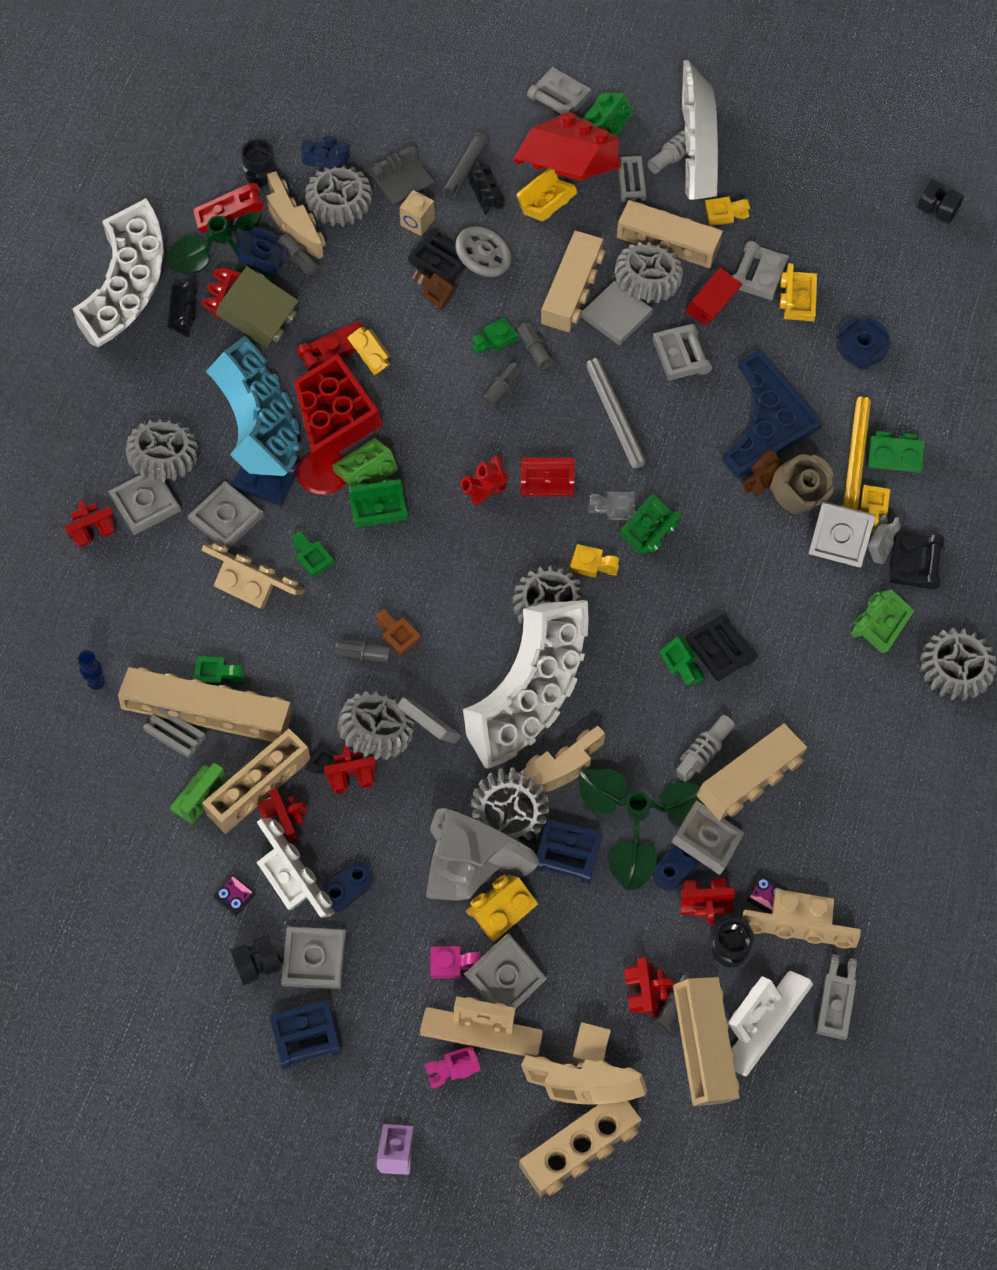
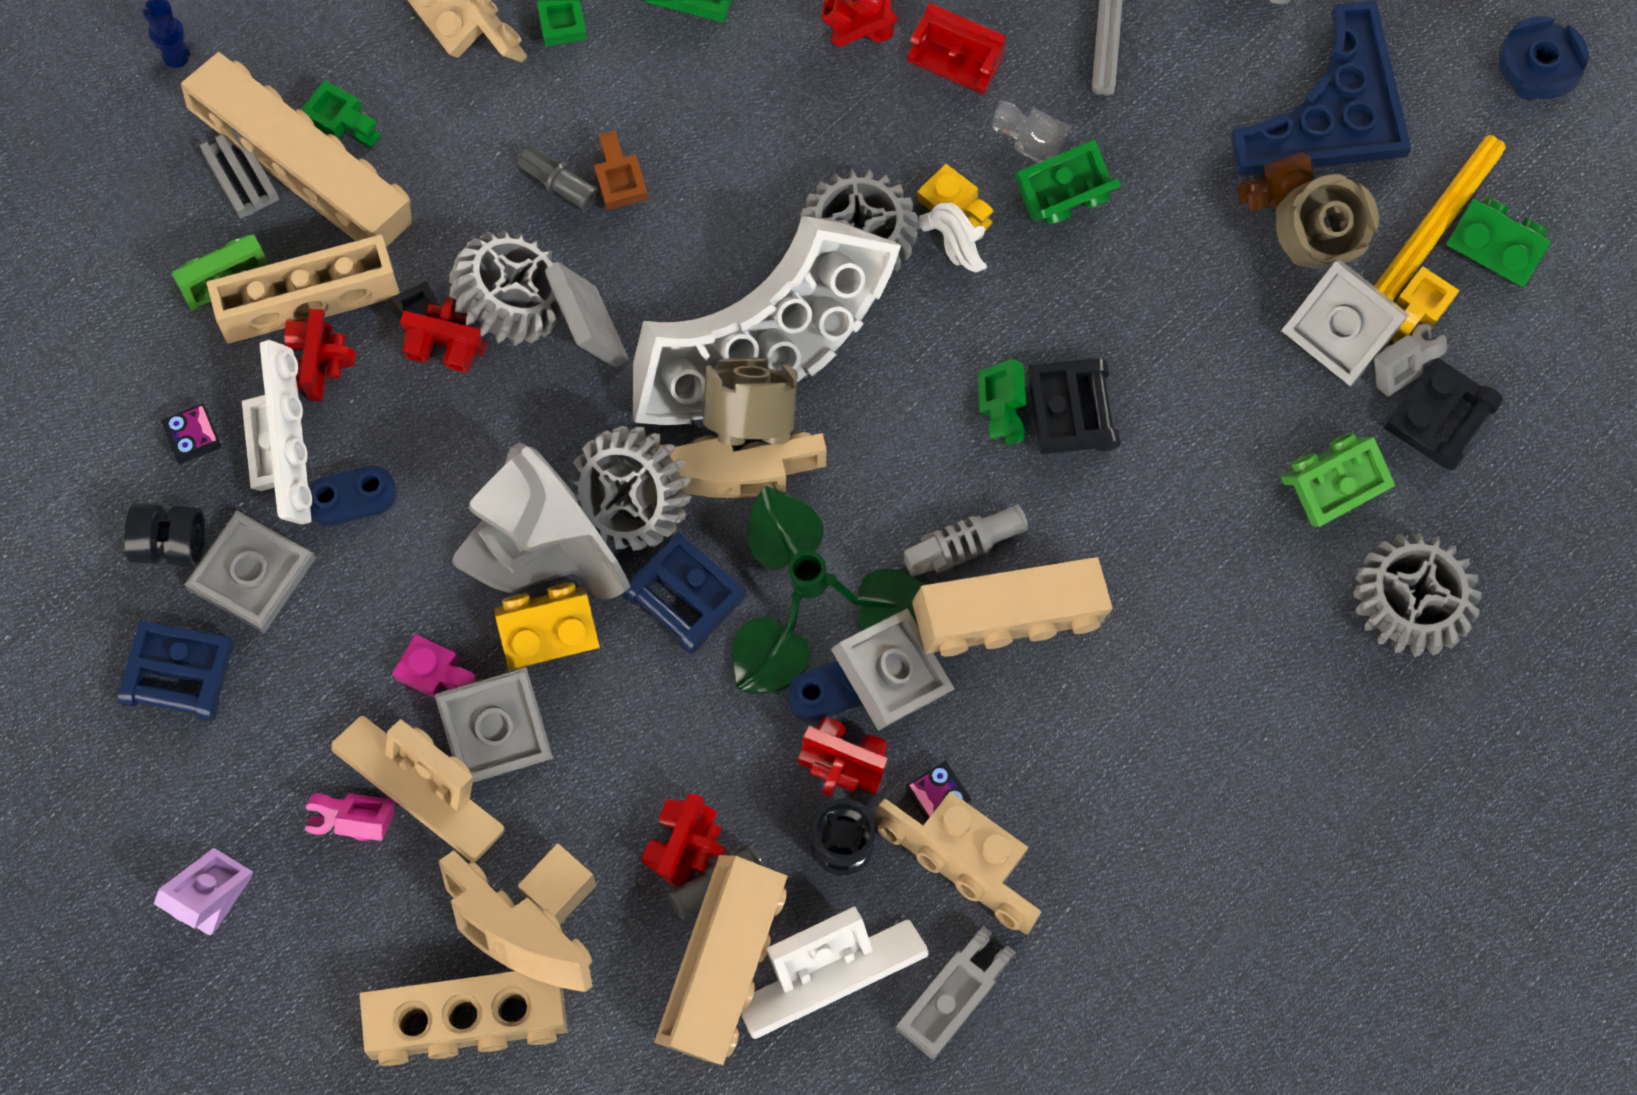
camera: 25 degrees right, 5 degrees up
(549, 725) = (750, 401): none -> dark tan brick
(606, 580) = (957, 233): none -> white piece

